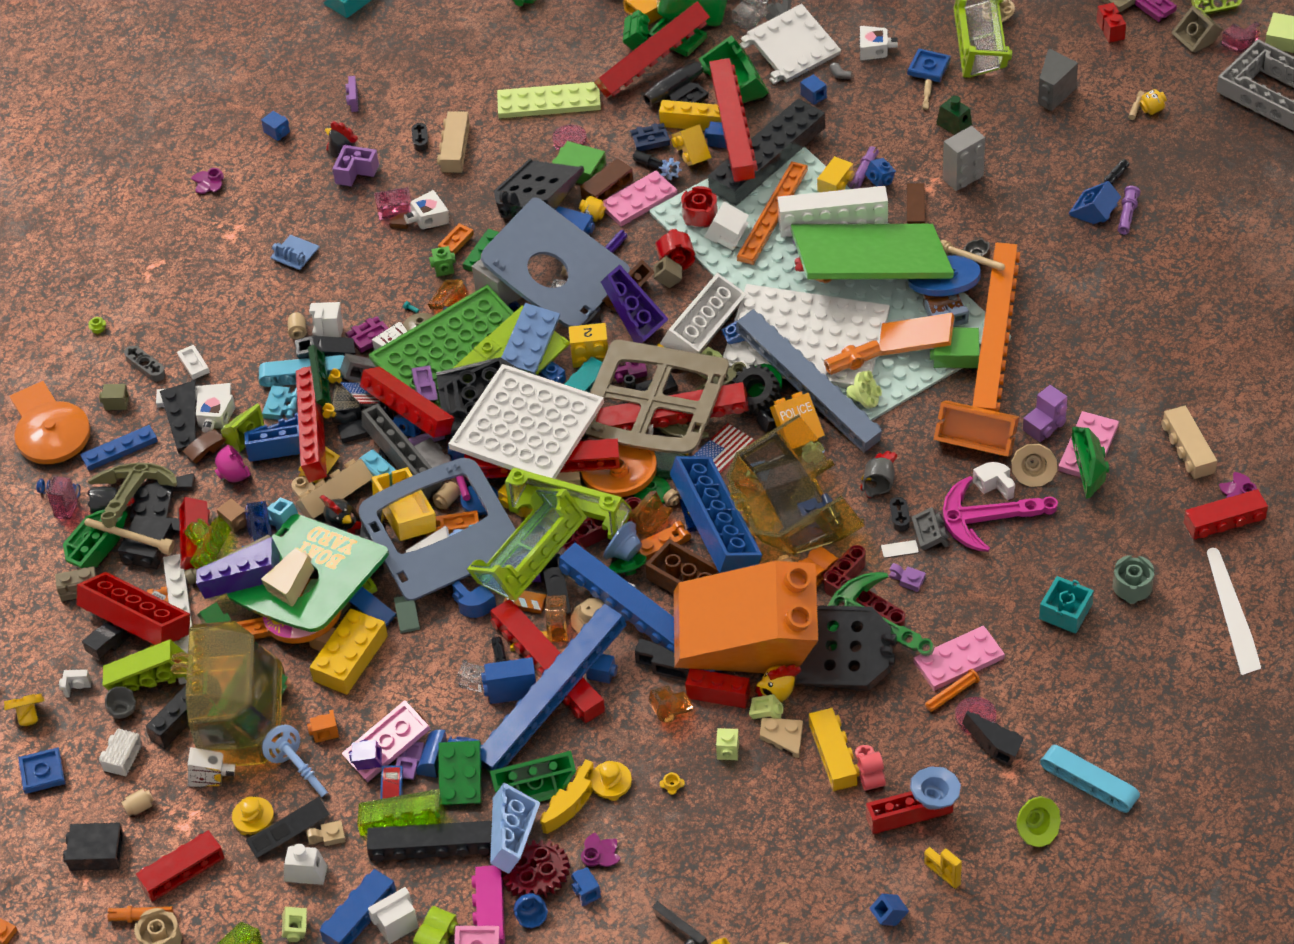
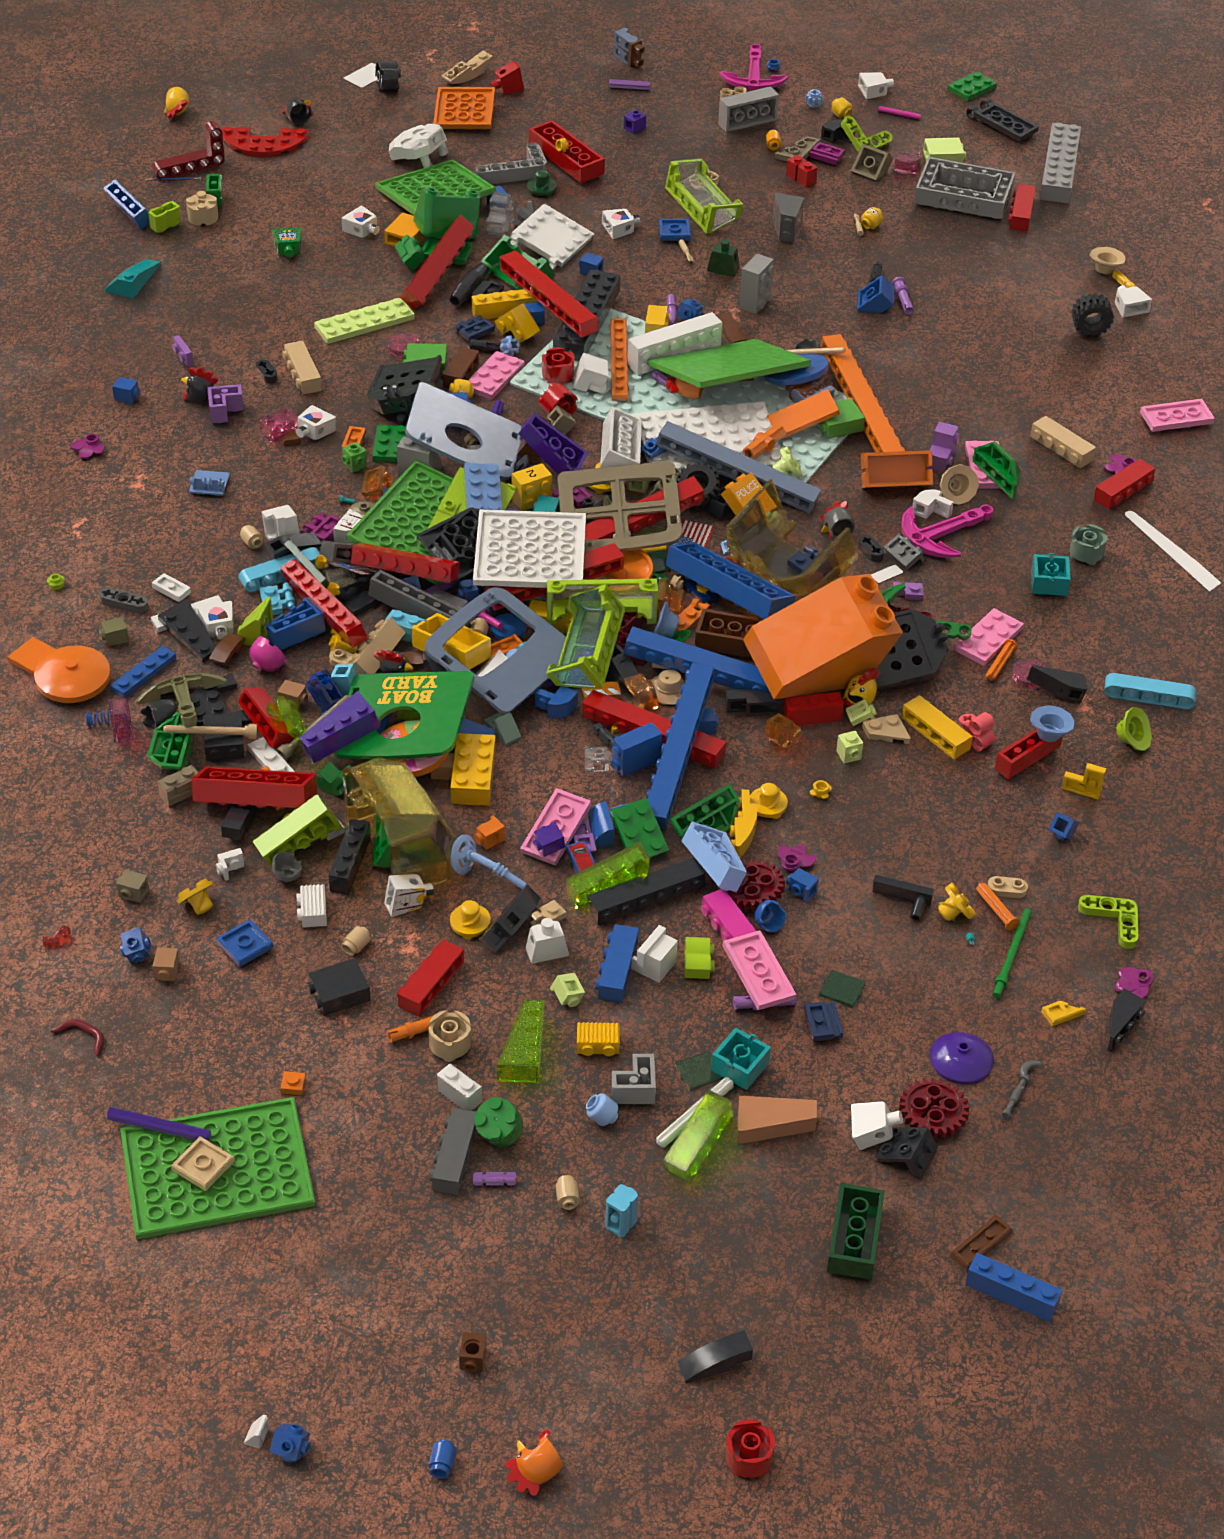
camera: 30 degrees left, 5 degrees down
(289, 576) = (392, 719): slope -> none
(424, 382) = (407, 543): medium lavender slope -> none
(838, 72) = (603, 250): flat silver arm -> none

